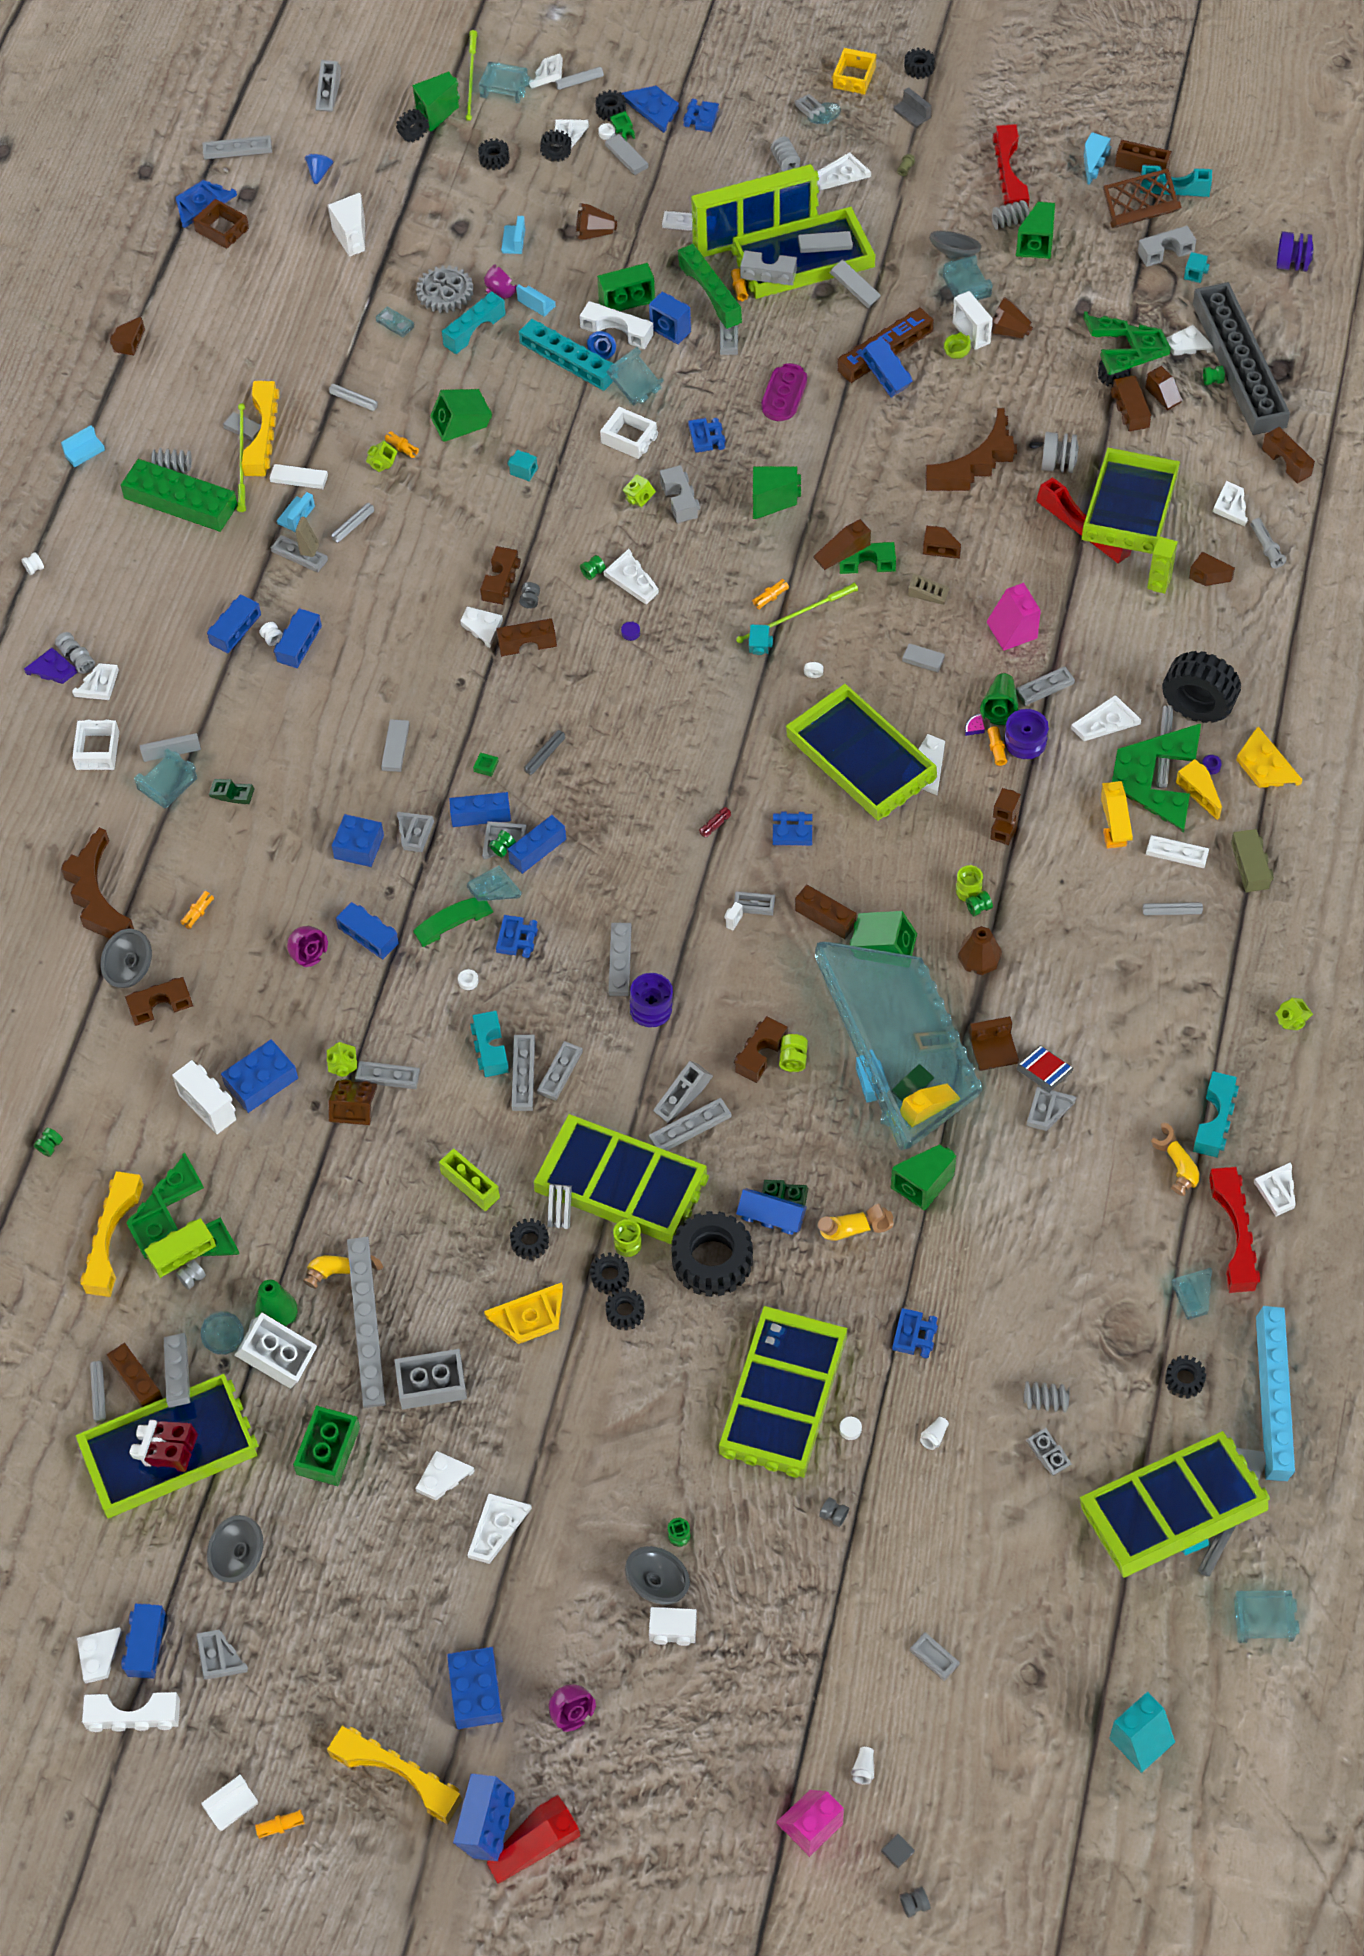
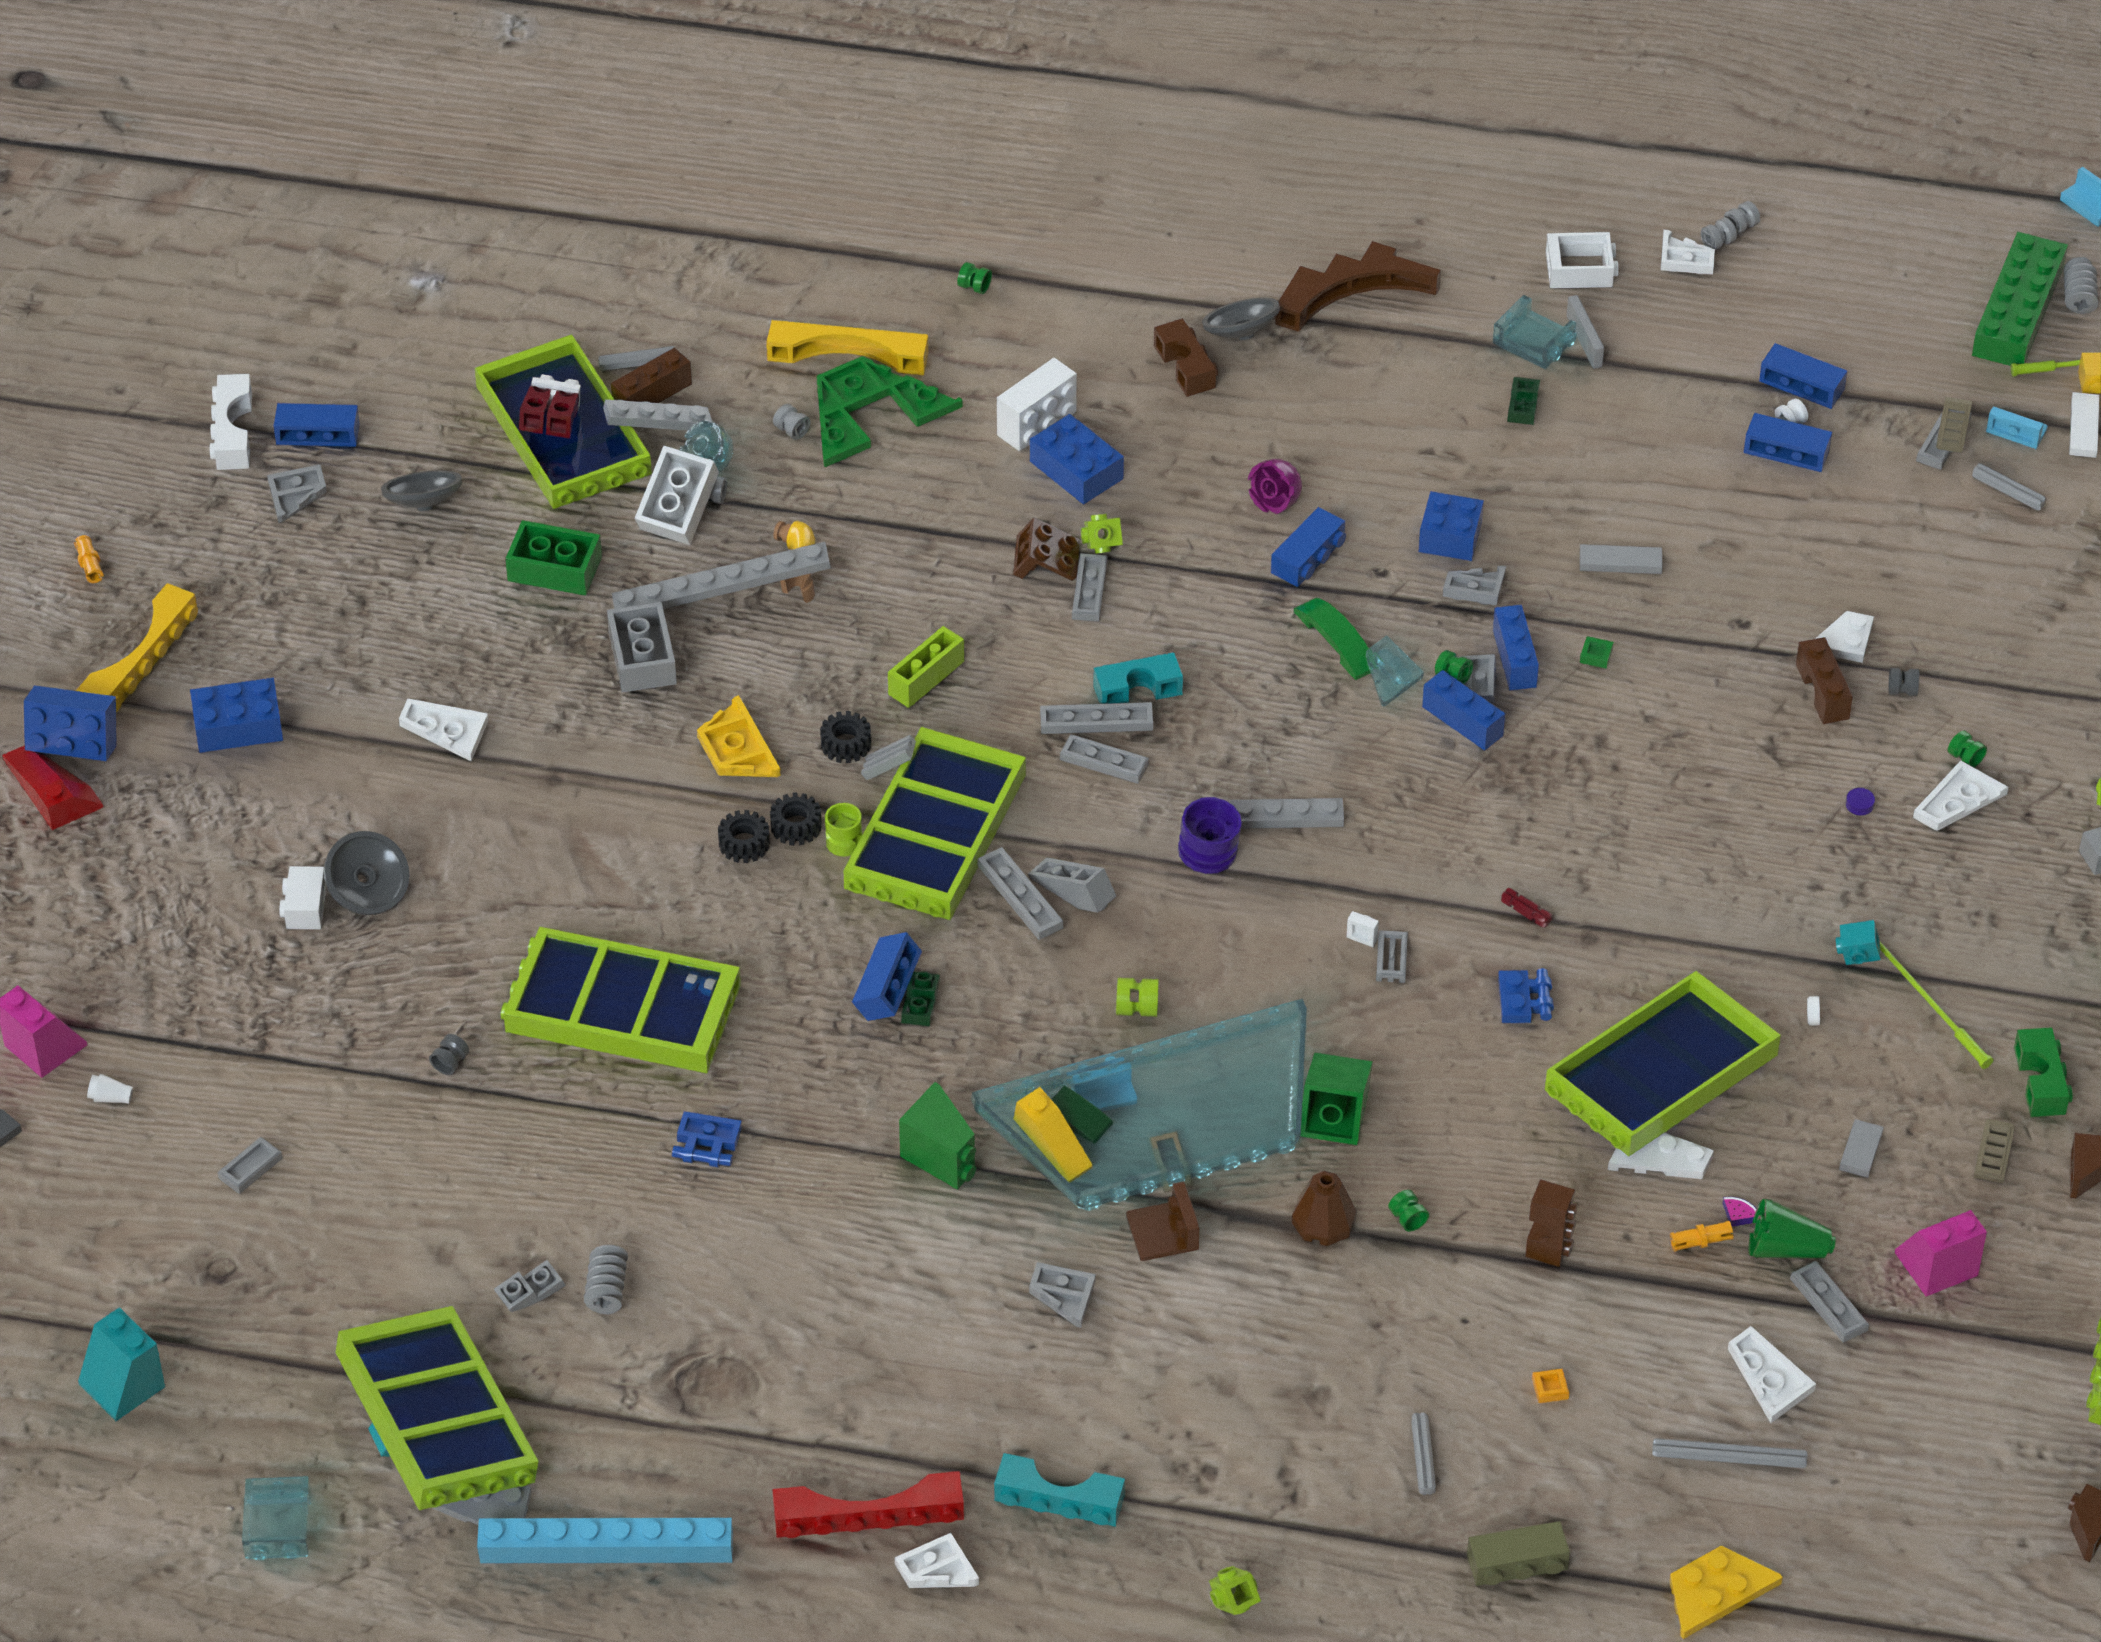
camera: 85 degrees right, 10 degrees down
(32, 563) = (1874, 170): white wheel -> none
(51, 667) = (1706, 208): dark purple wing -> none
(97, 1653) = (305, 389): white wing -> none
(180, 1247) = (820, 399): lime brick -> none
(197, 910) = (1329, 382): light orange pin -> none
(229, 1803) = (119, 515): white panel -> none
(275, 1303) = (746, 495): green cone -> none
(441, 1475) = (518, 675): white wing -> none
(468, 979) = (1242, 657): white tile -> none
(497, 588) = (1915, 649): reddish brown arch -> none
(510, 935) = (1312, 693): blue plate -> none
(545, 751) = (1627, 716): dark grey axle -> none
(570, 1706) = (204, 800): magenta cylinder -> none
(680, 1536) = (428, 899): green wheel -> none
(708, 1229) = (818, 941): black tyre -> none
(767, 1035) = (1125, 952): reddish brown arch -> none
(770, 594) = (1953, 958): light orange pin -> none
(825, 911) = (1378, 1025): reddish brown brick -> none
(845, 544) = (2045, 1027): reddish brown slope -> none
(848, 1225) = (867, 1058): piece -> none
(850, 1428) = (570, 1074): white tile -> none
(934, 1433) = (558, 1160): white cone -> none
(969, 882) = (1439, 1193): lime wheel -> none
(1026, 734) = (1721, 1264): dark purple wheel -> none
(1044, 1068) = (1127, 1285): tile -> none
(1116, 811) = (1594, 1377): yellow slope -> none
(1136, 769) = (1670, 1409): green wing -> none
(1162, 565) = (2069, 1432): lime brick -> none
(1177, 851) = (1531, 1465): white tile -> none
(1187, 1170) = (963, 1452): piece -> none
(1187, 1365) = (633, 1427): black tyre -> none
(1194, 1292) = (767, 1456): clear light blue wing -> none
(1198, 783) = (1651, 1493): yellow slope -> none
(1201, 686) = (1821, 1470): black tyre -> none
(1212, 763) = (1703, 1515): dark purple tile -> none
(1214, 1552) = (374, 1468): dark grey axle -> none

